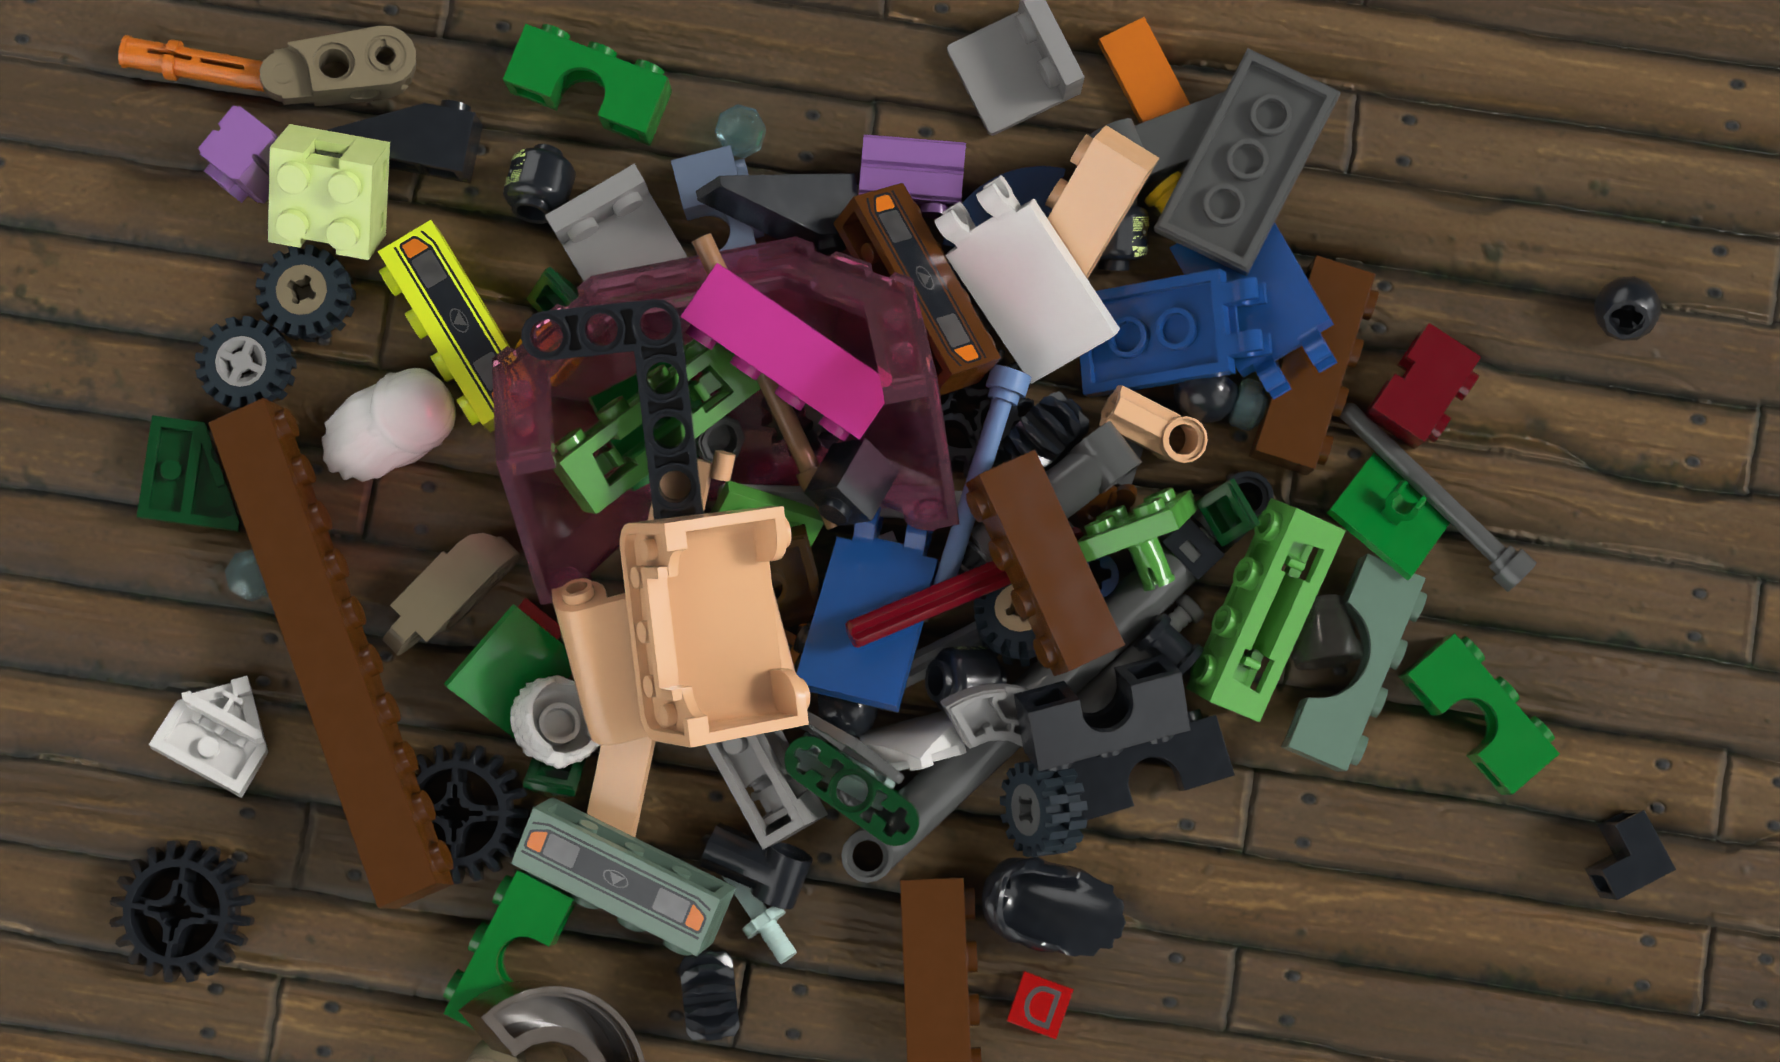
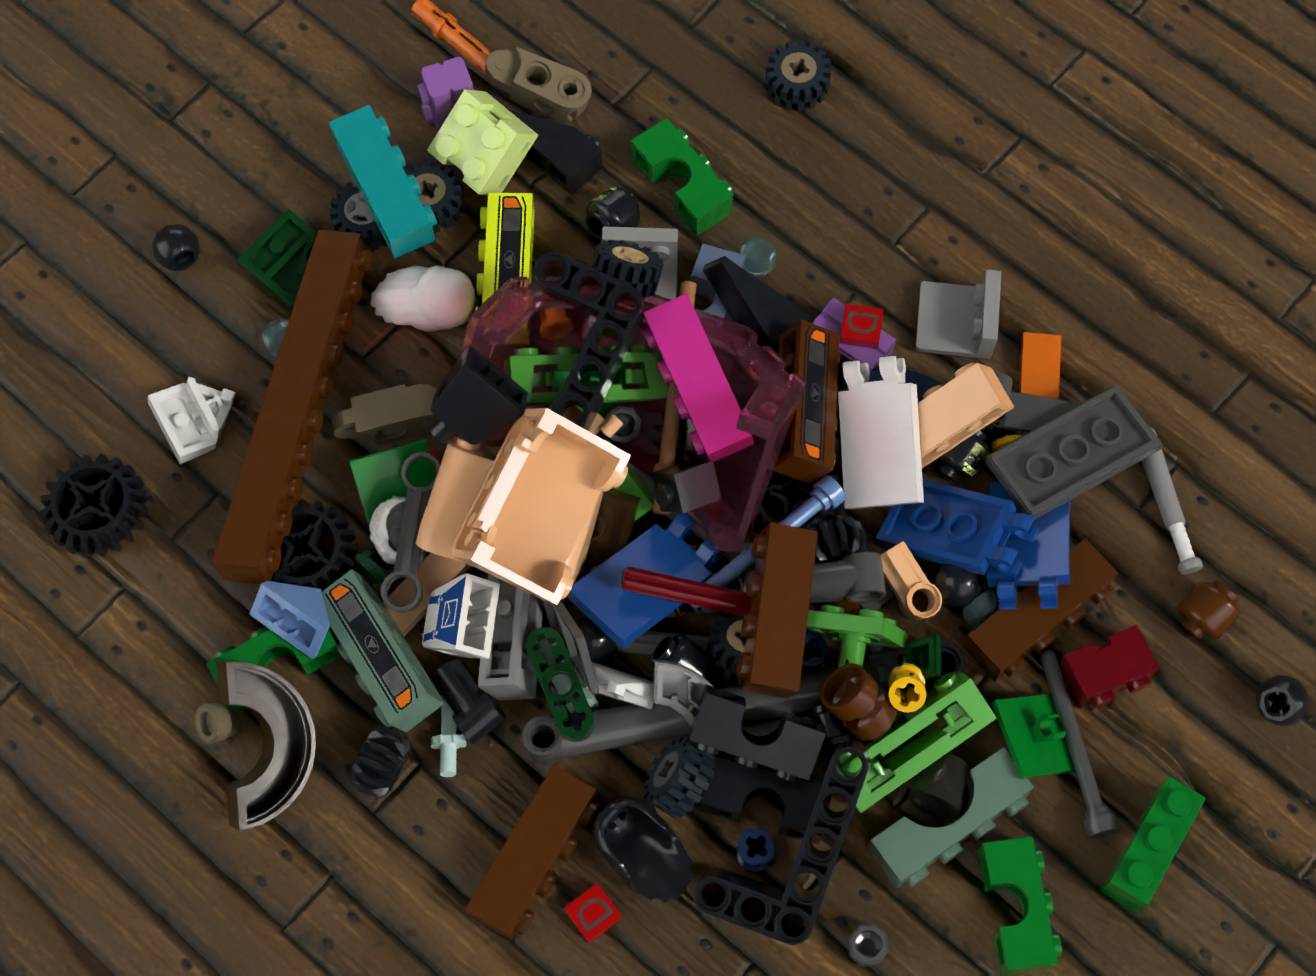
camera: 30 degrees right, 15 degrees down
(51, 545) = (176, 247): none -> black piece
(246, 319) = (382, 180): none -> teal brick
(505, 898) = (293, 614): none -> medium blue slope
(560, 545) = (475, 400): none -> black torso
(569, 717) = (408, 552): none -> dark grey piece
(609, 254) = (629, 265): none -> black wheel
(694, 791) = (461, 617): none -> white torso
(919, 153) = (861, 326): none -> red tile
(1181, 819) = (757, 863): none -> dark blue bush
(1191, 609) = (858, 702): none -> reddish brown wheel
(1238, 812) = (808, 860): none -> black beam
(1243, 561) = (915, 696): none -> yellow bush
(1348, 854) = (868, 945): none -> dark grey tile
(1384, 155) = (1166, 498): none -> light grey piece
(1492, 252) = (1209, 610): none -> reddish brown head
(1586, 583) = (1153, 845): none -> green arch

